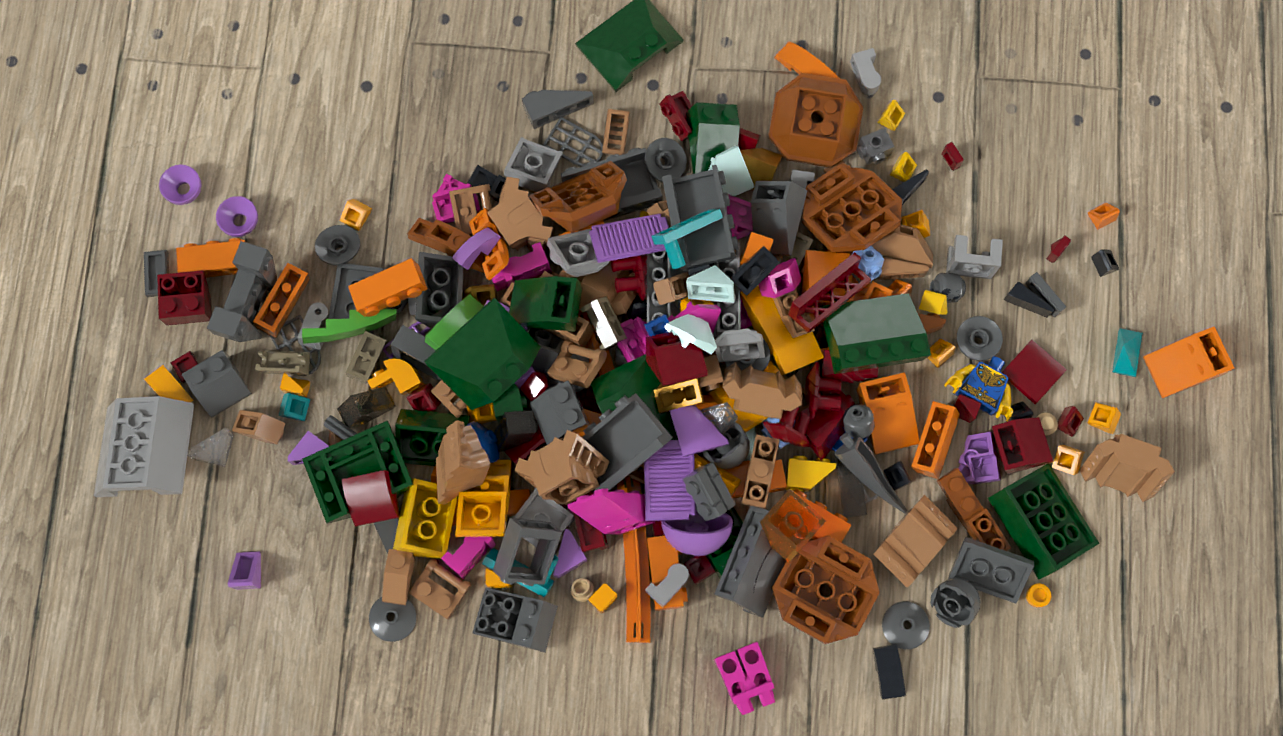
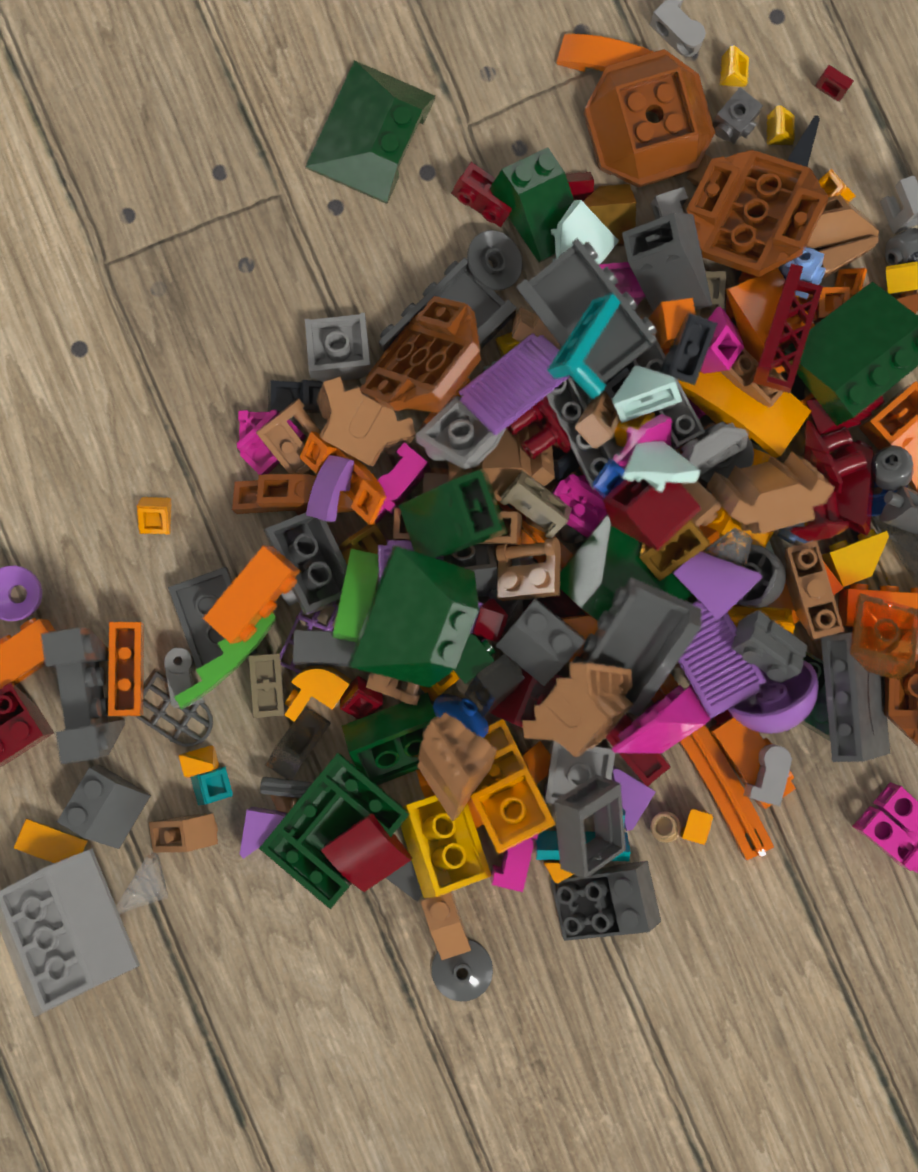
camera: 30 degrees left, 10 degrees up
(183, 364) = (53, 802): dark red tile -> none
(246, 571) = (264, 1009): medium lavender slope -> none
(284, 362) = (170, 741): dark tan hinge -> none
(336, 237) = (146, 557): dark grey dish -> none
(435, 595) = (496, 919): medium nougat plate -> none
(550, 105) = (319, 260): dark grey slope -> none
(571, 136) = (362, 286): dark grey window -> none
(619, 115) = (397, 235): medium nougat slope -> none
(699, 568) = (789, 738): dark red tile -> none

